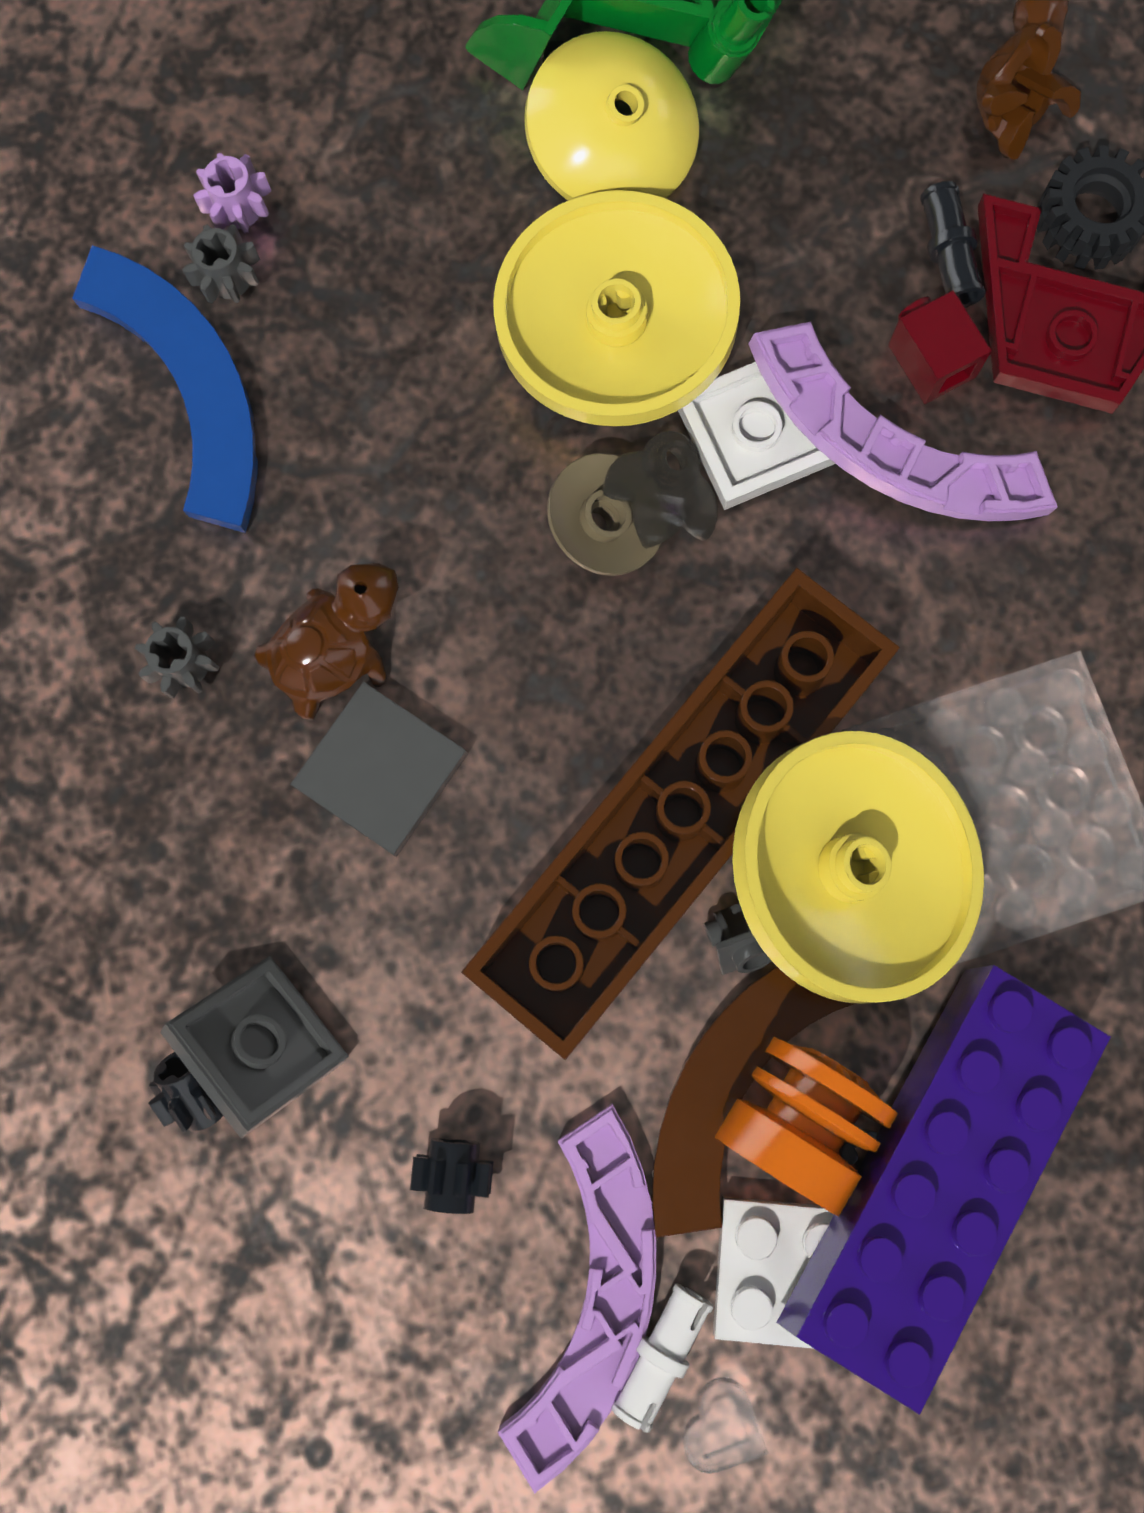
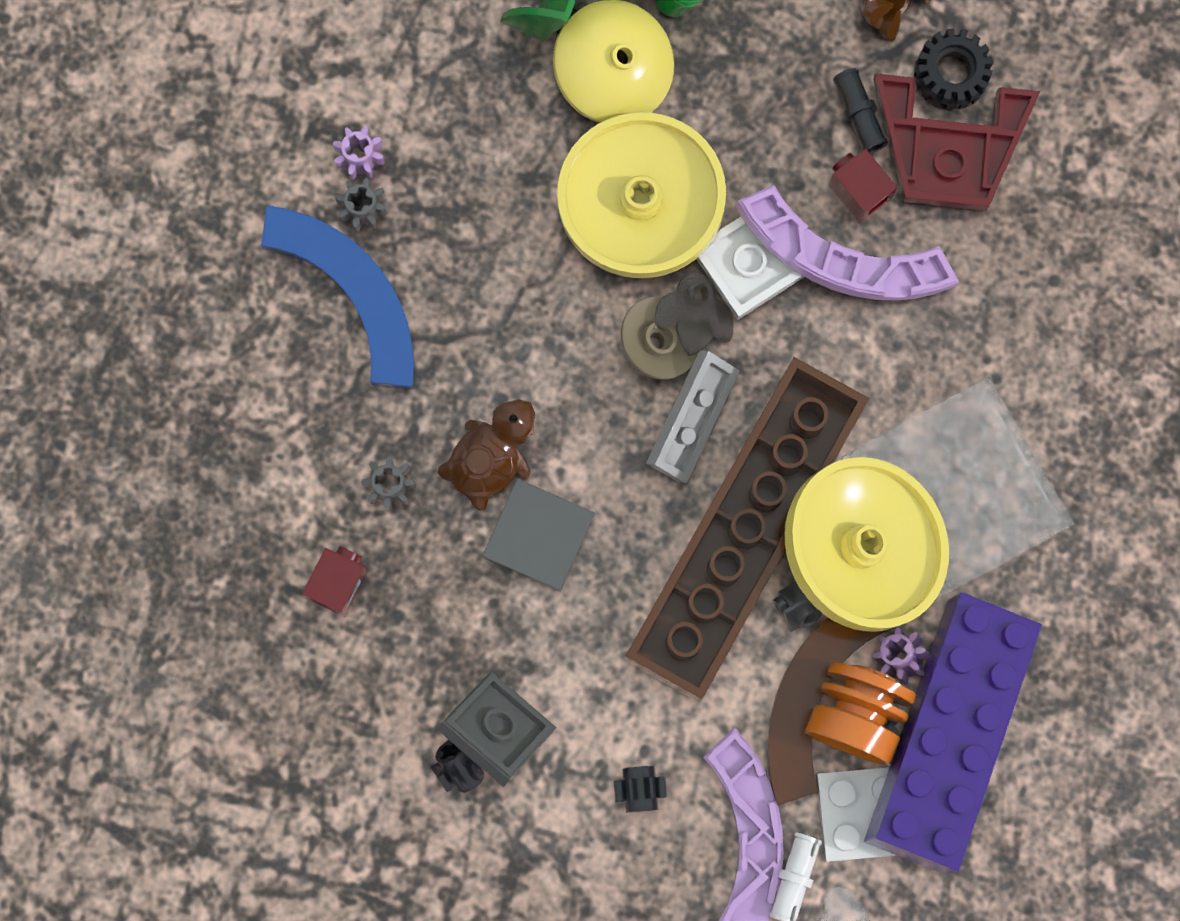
camera: 20 degrees left, 0 degrees up
(70, 784) = (336, 580): none -> dark red brick
(633, 635) = (693, 416): none -> light grey plate
(873, 1024) = (893, 646): none -> lavender gear

